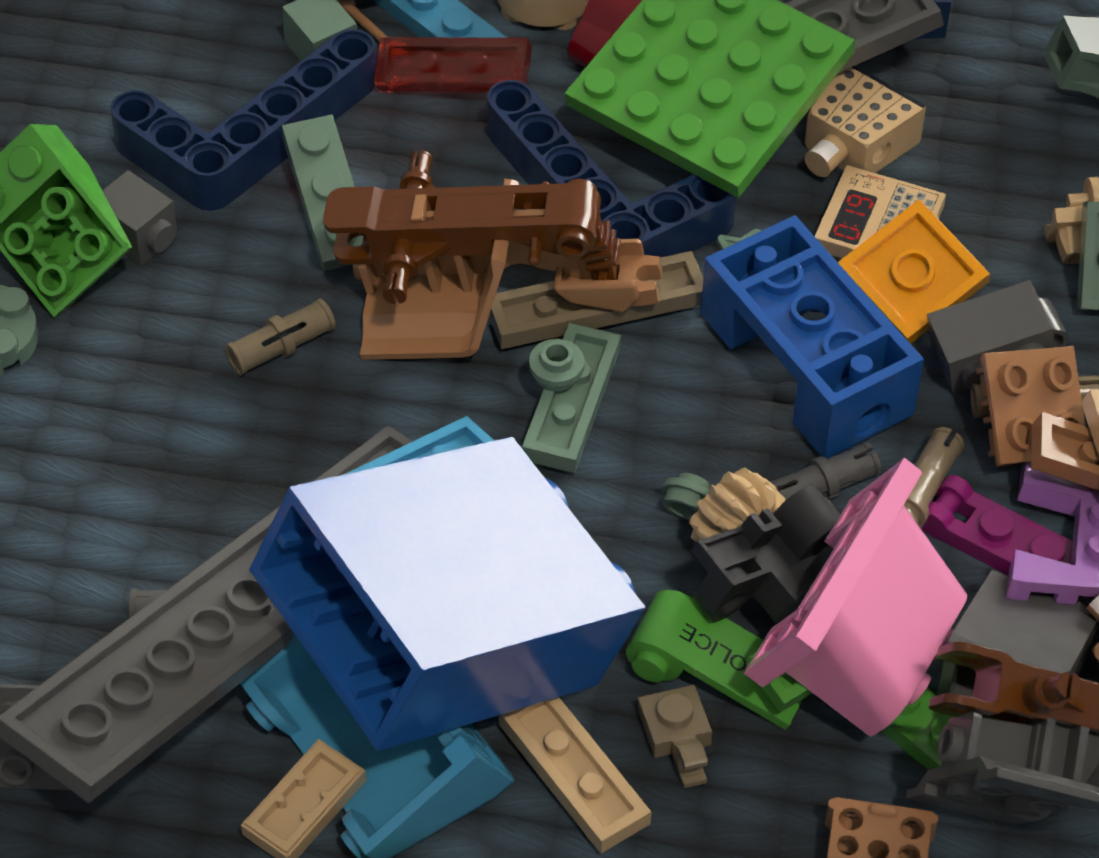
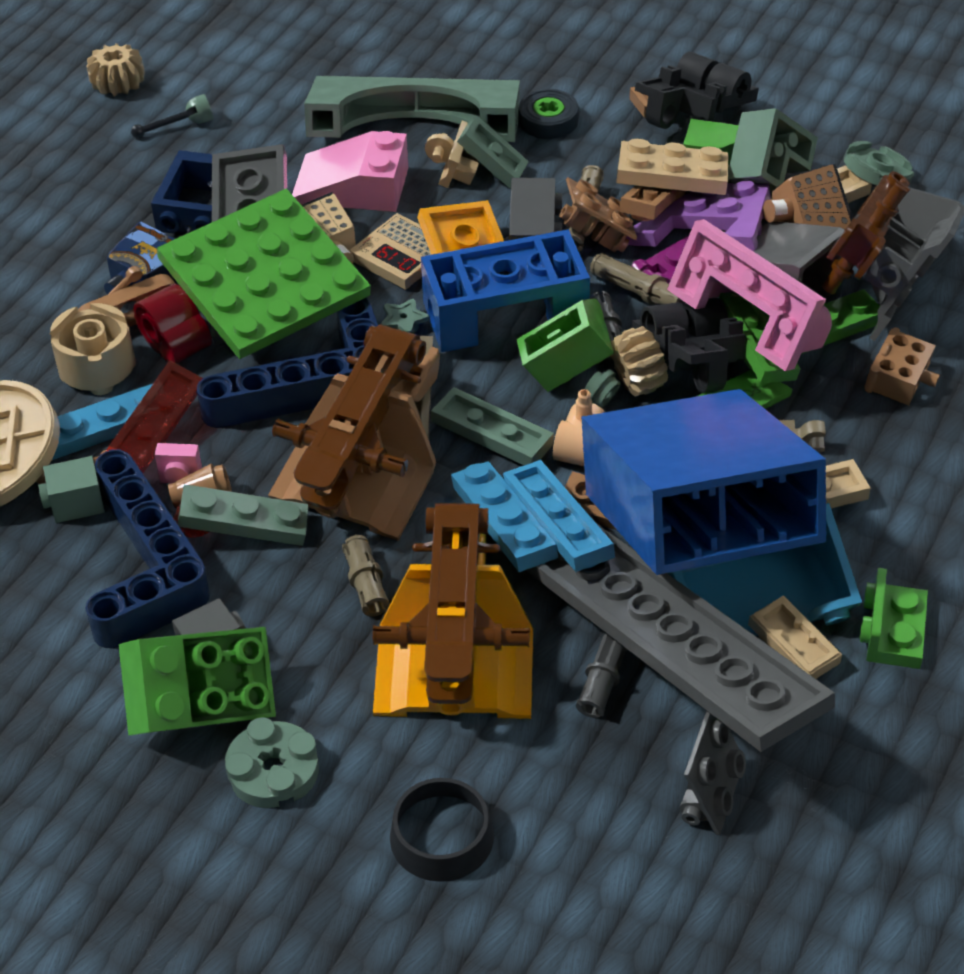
camera: 70 degrees left, 5 degrees down
(184, 436) = (454, 628): none -> piece
(369, 147) = (208, 477): none -> medium nougat cone
(390, 111) = (176, 461): none -> bright pink plate
(400, 427) = (509, 519): none -> dark azure plate
(556, 375) = (474, 418): sand green plate -> none
(590, 484) = (569, 438): none -> light nougat piece
(733, 426) = (566, 344): none -> bright green slope
(1006, 134) = (360, 172): none -> bright pink slope

